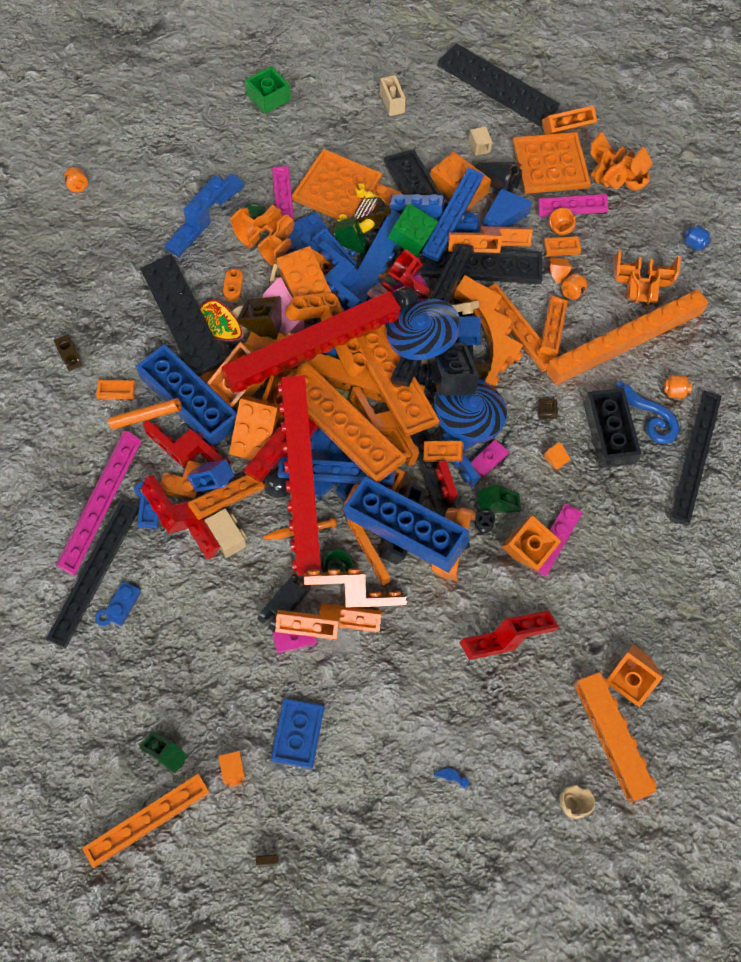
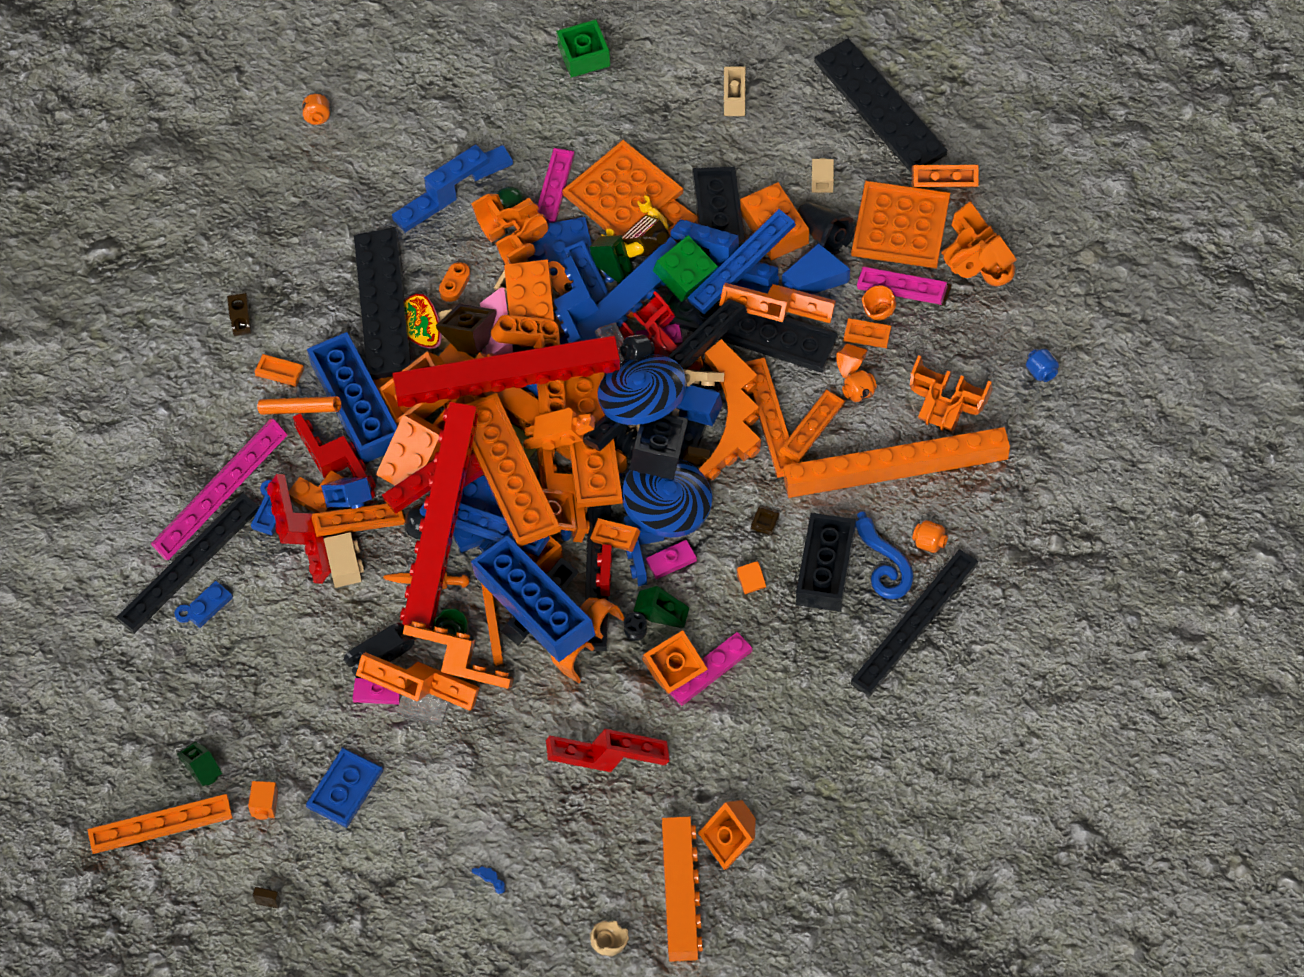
camera: 25 degrees right, 5 degrees down
(369, 377) = (558, 429): none -> orange hinge

